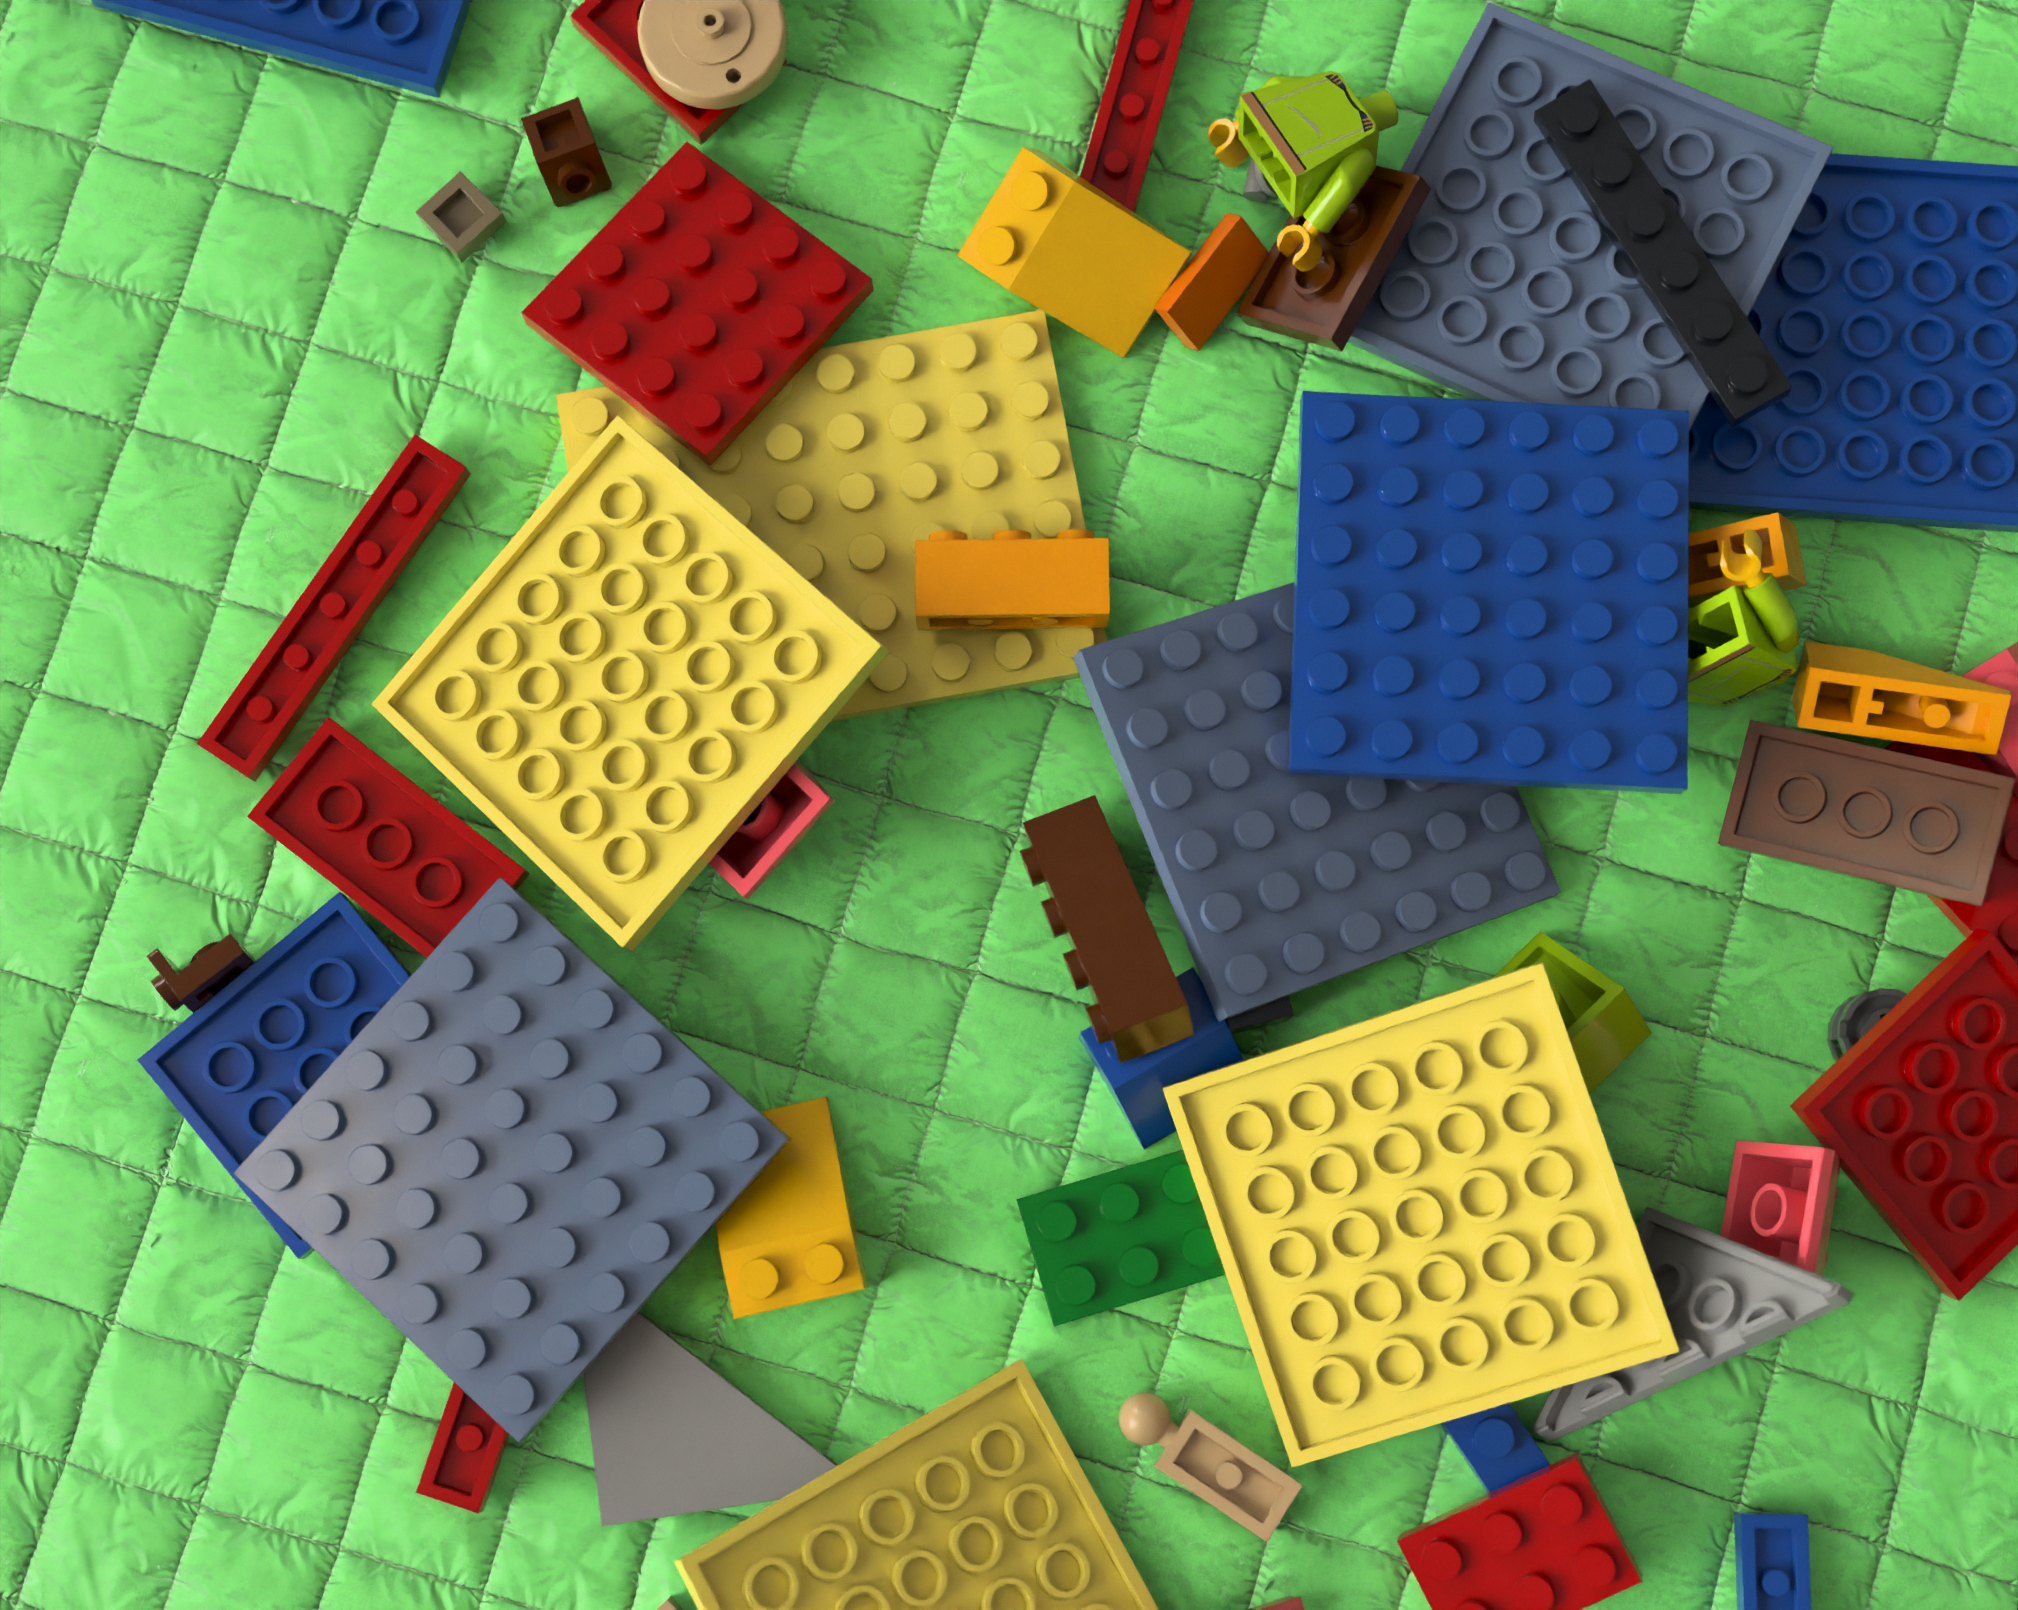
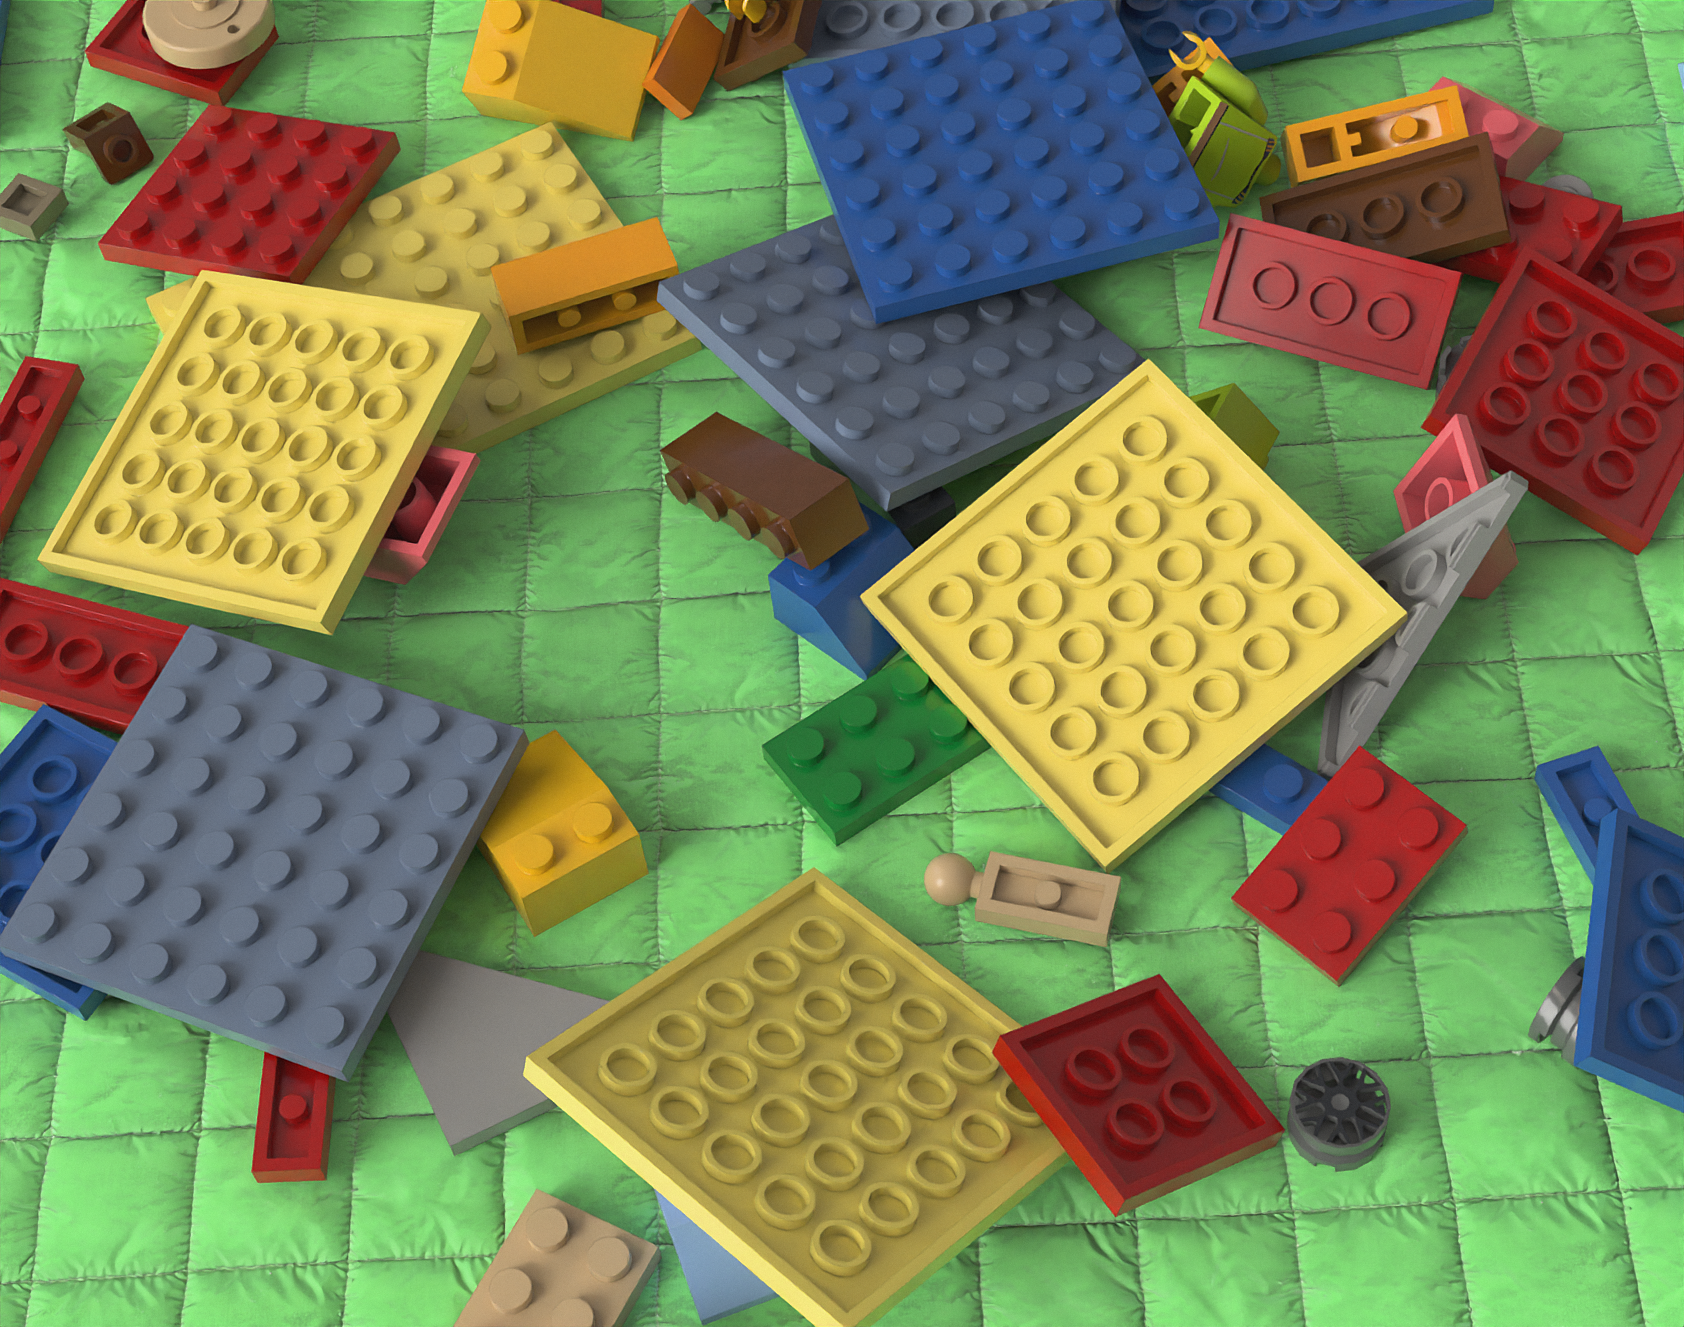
camera: 15 degrees left, 25 degrees down
(1769, 891) = (1331, 301): none -> red plate

